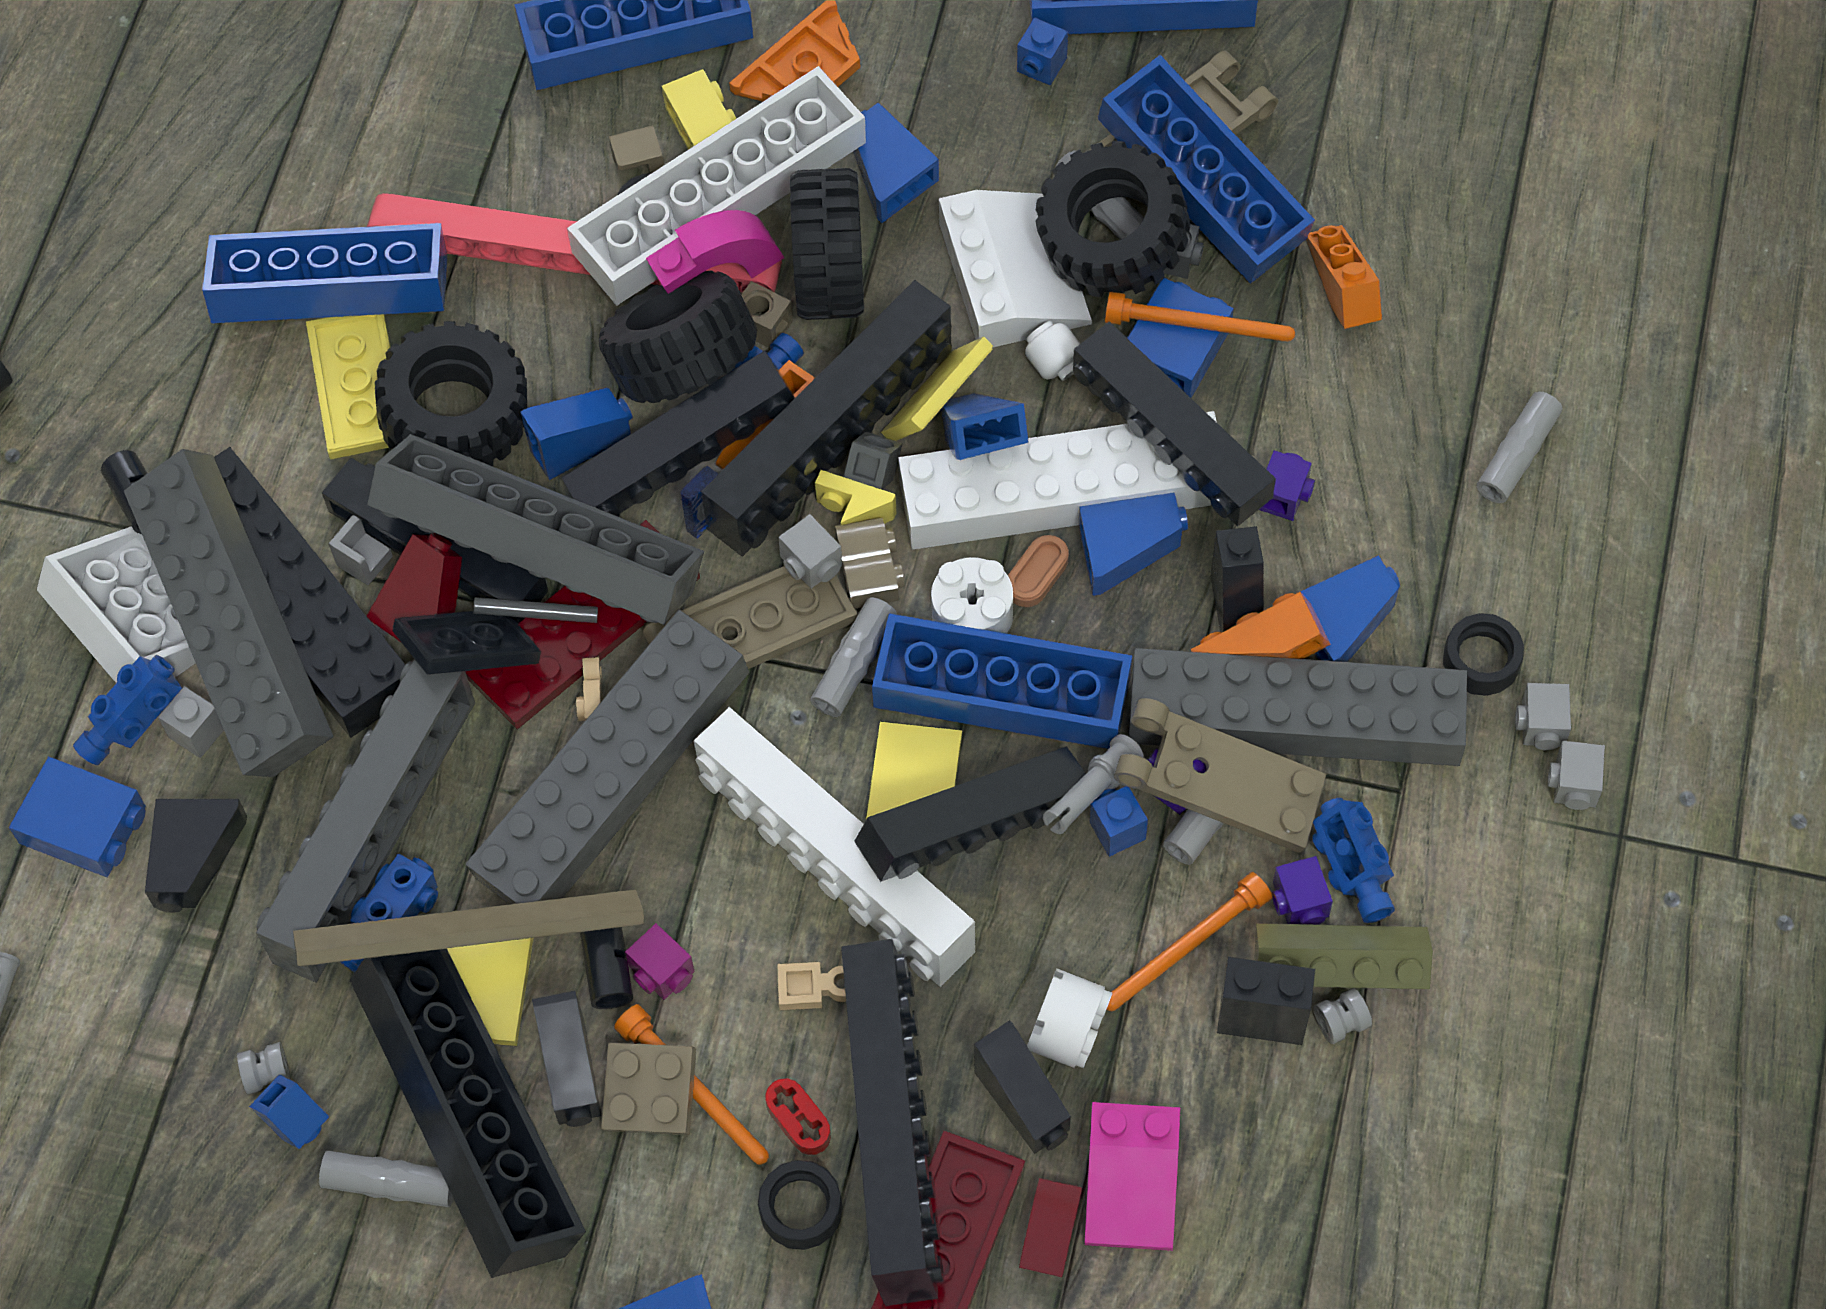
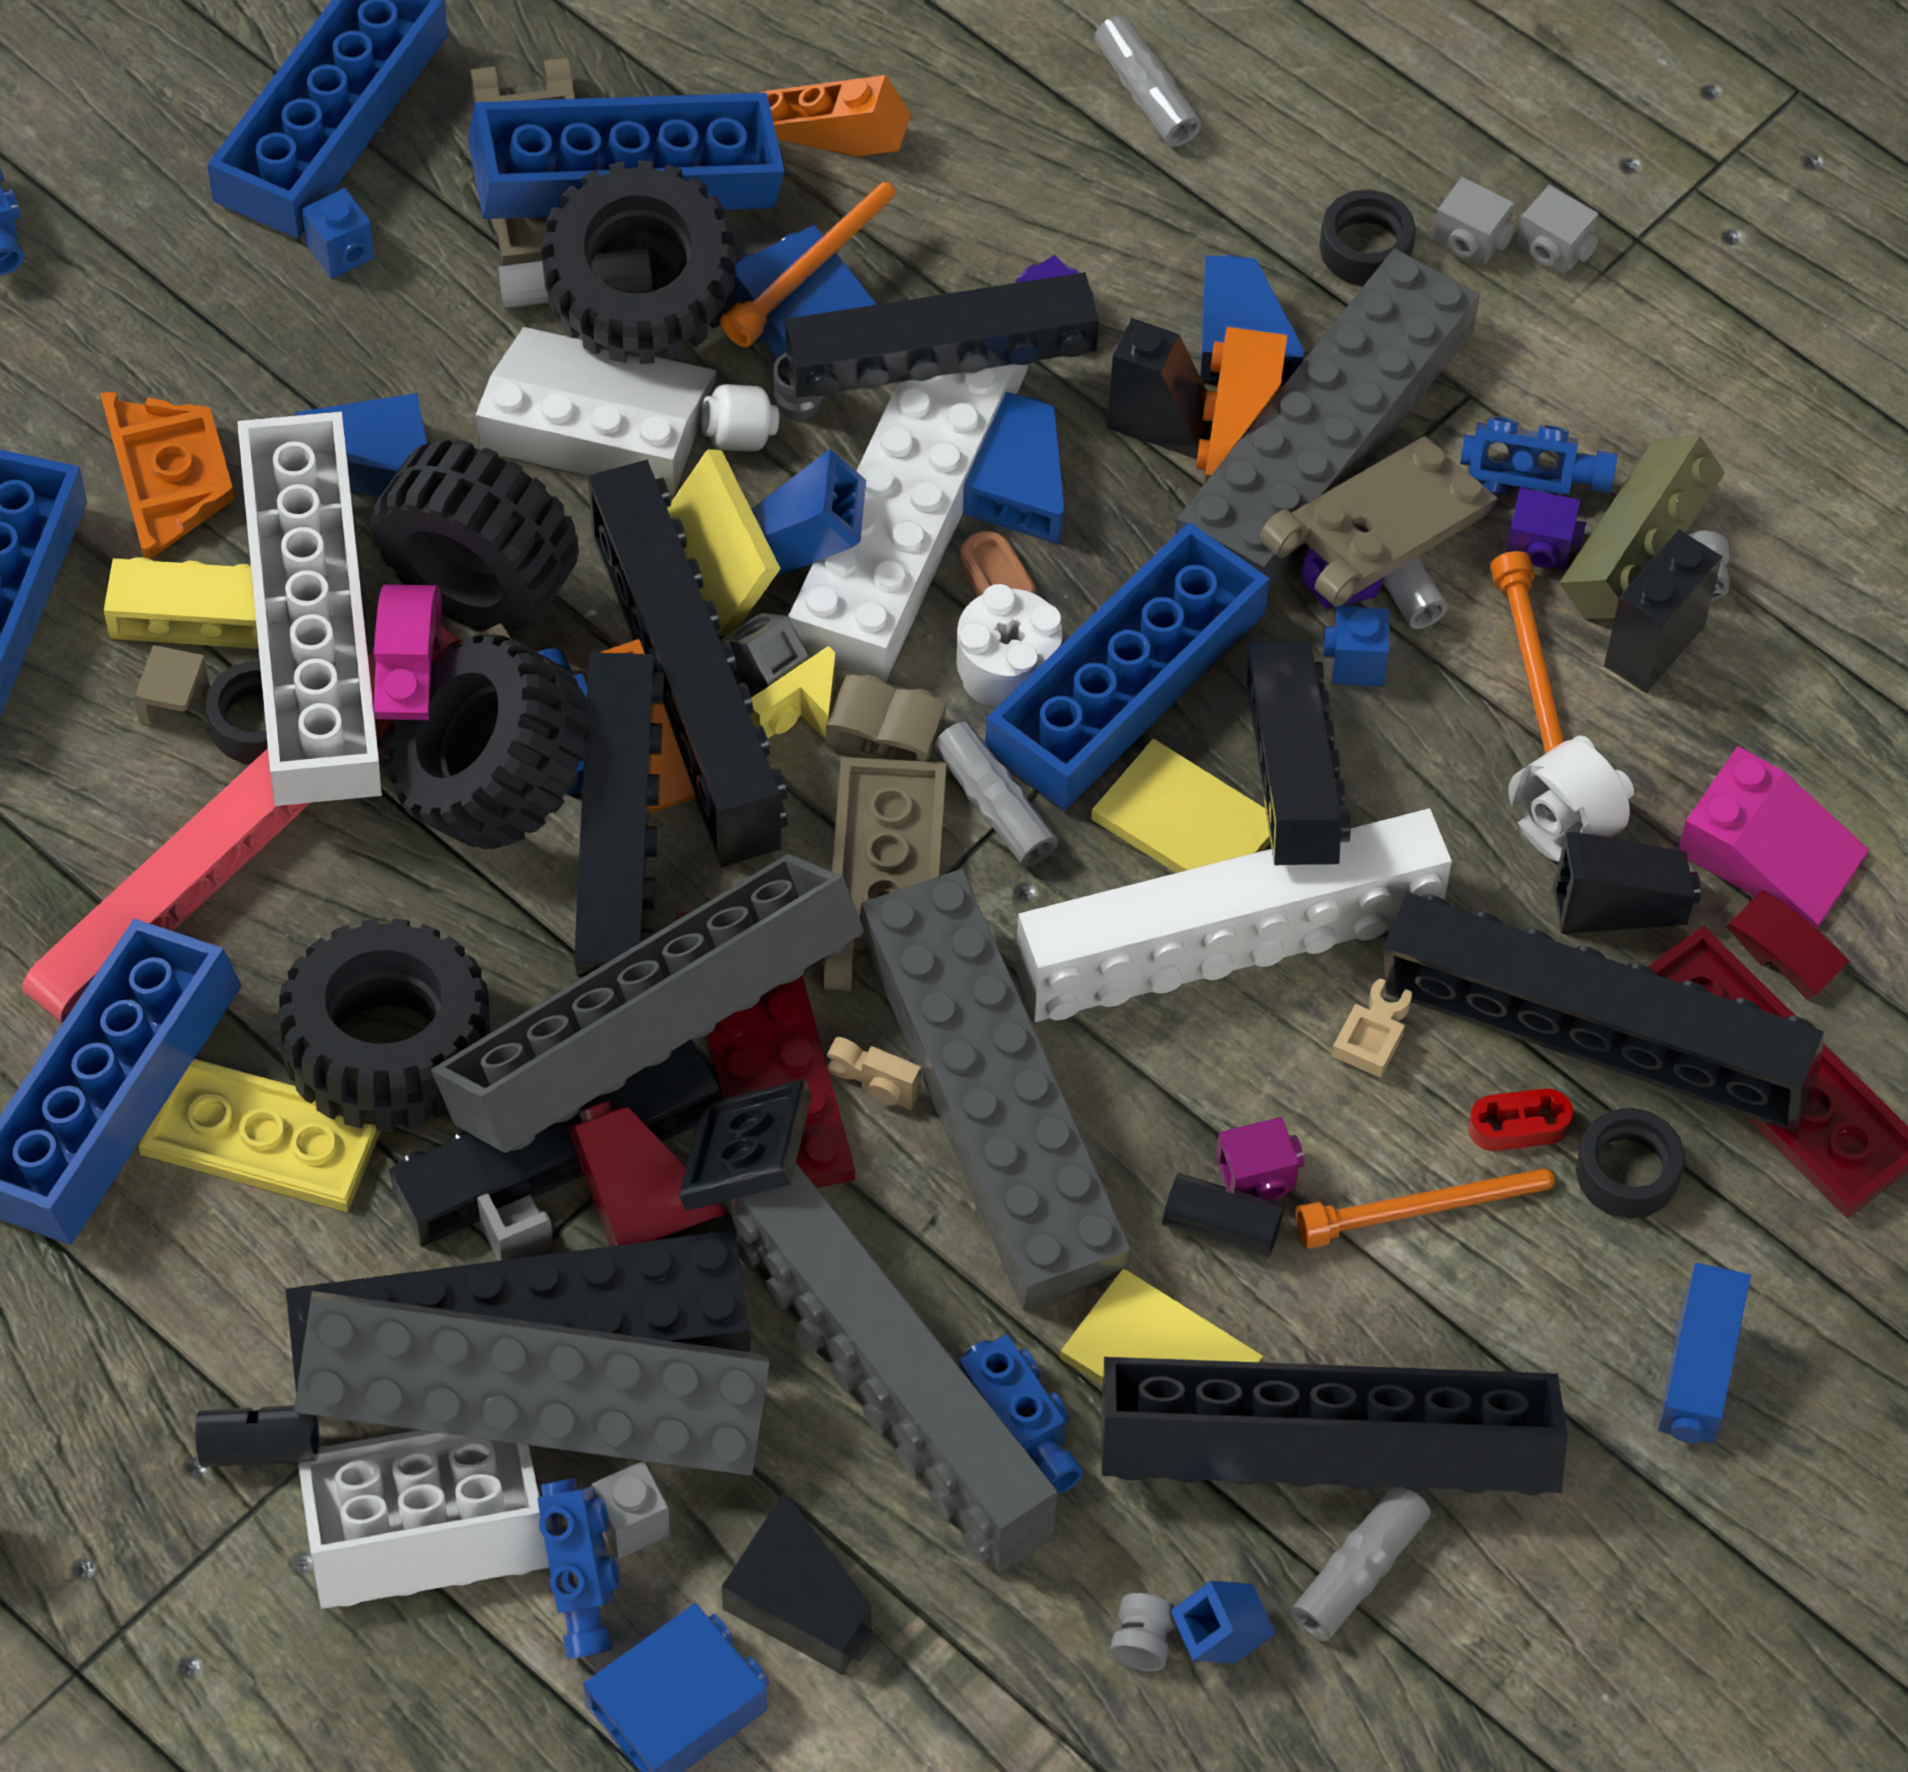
camera: 65 degrees left, 5 degrees down
(467, 927) = (1126, 1310): dark tan tile -> none
(535, 610) = (737, 1067): dark grey bar -> none
(567, 1058) = (1329, 1302): slope -> none
(575, 429) = (513, 925): blue slope -> none
(648, 1088) = (1407, 1243): dark tan plate -> none
(693, 504) = (707, 836): clear blue tile -> none
(810, 552) = (850, 759): light grey brick -> none
(1091, 785) = (1309, 622): light grey pin -> none

